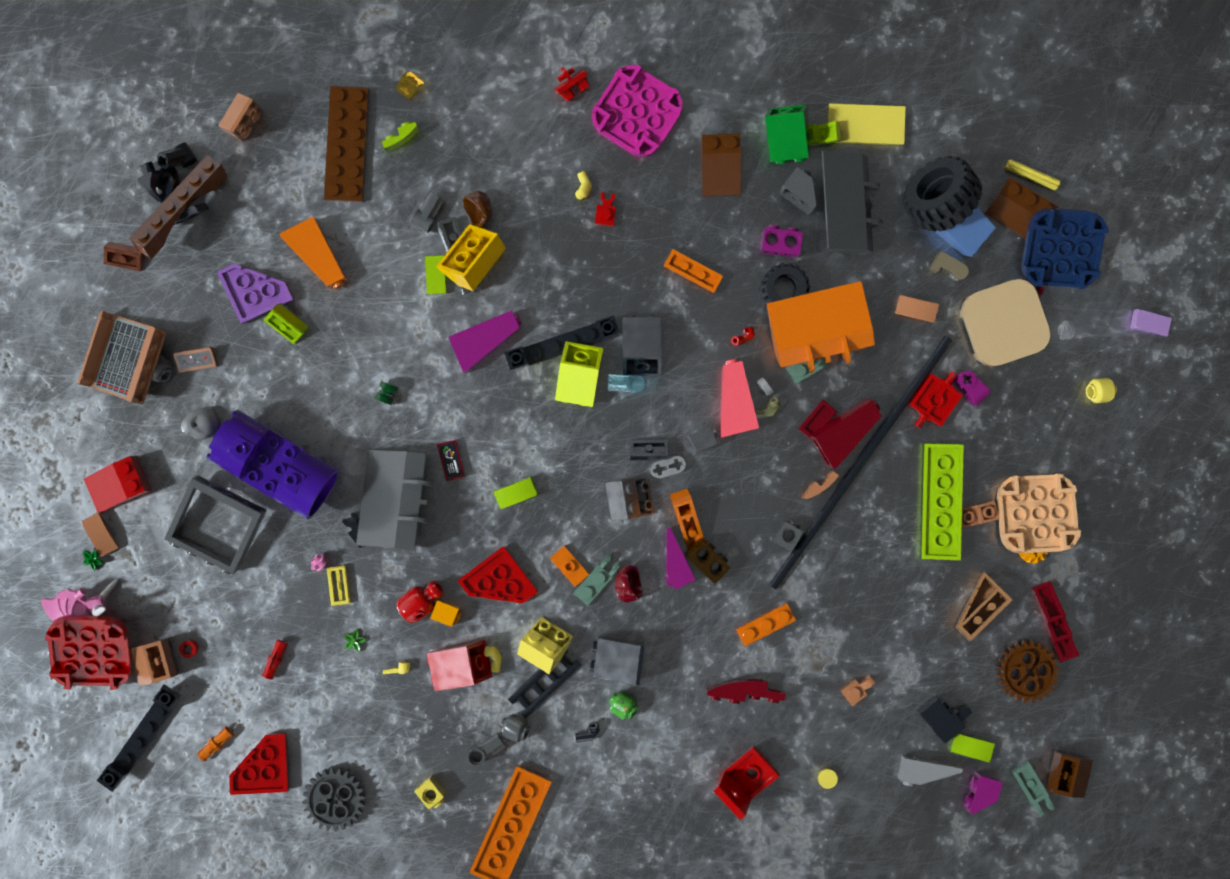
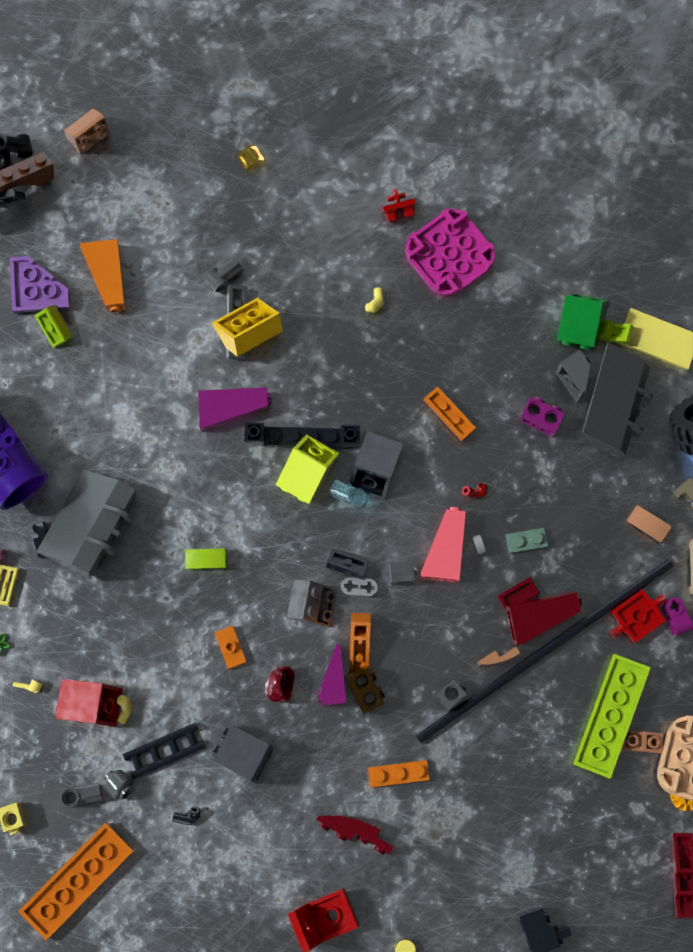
camera: 15 degrees right, 10 degrees down
(346, 144) = (172, 189): reddish brown plate -> none
(386, 393) = (120, 422): dark green wheel -> none
(406, 132) = (232, 196): lime slope -> none
(419, 602) = (74, 628): red piece -> none
(434, 278) = (207, 334): lime tile -> none
(446, 613) = (95, 648): light orange brick -> none
(451, 460) = (156, 506): tile -> none
(478, 208) = (270, 285): reddish brown hair -> none
(498, 579) = (158, 635): red plate -> none
(544, 645) = (177, 713): light yellow slope -> none
(596, 581) = (250, 671): sand green hinge -> none
(605, 213) = (387, 333): red plate -> none
(623, 705) = (231, 801): bright green head -> none
(721, 164) = (510, 326): reddish brown slope -> none
(770, 409) = (475, 569): olive arm -> none
(783, 271) = (534, 444): black tyre -> none
(820, 325) = (551, 503): orange piece -> none
(855, 691) = (463, 872): nougat plate -> none
(982, 607) = (616, 833): medium nougat wedge -> none
(1041, 682) = (650, 931): reddish brown gear -> none

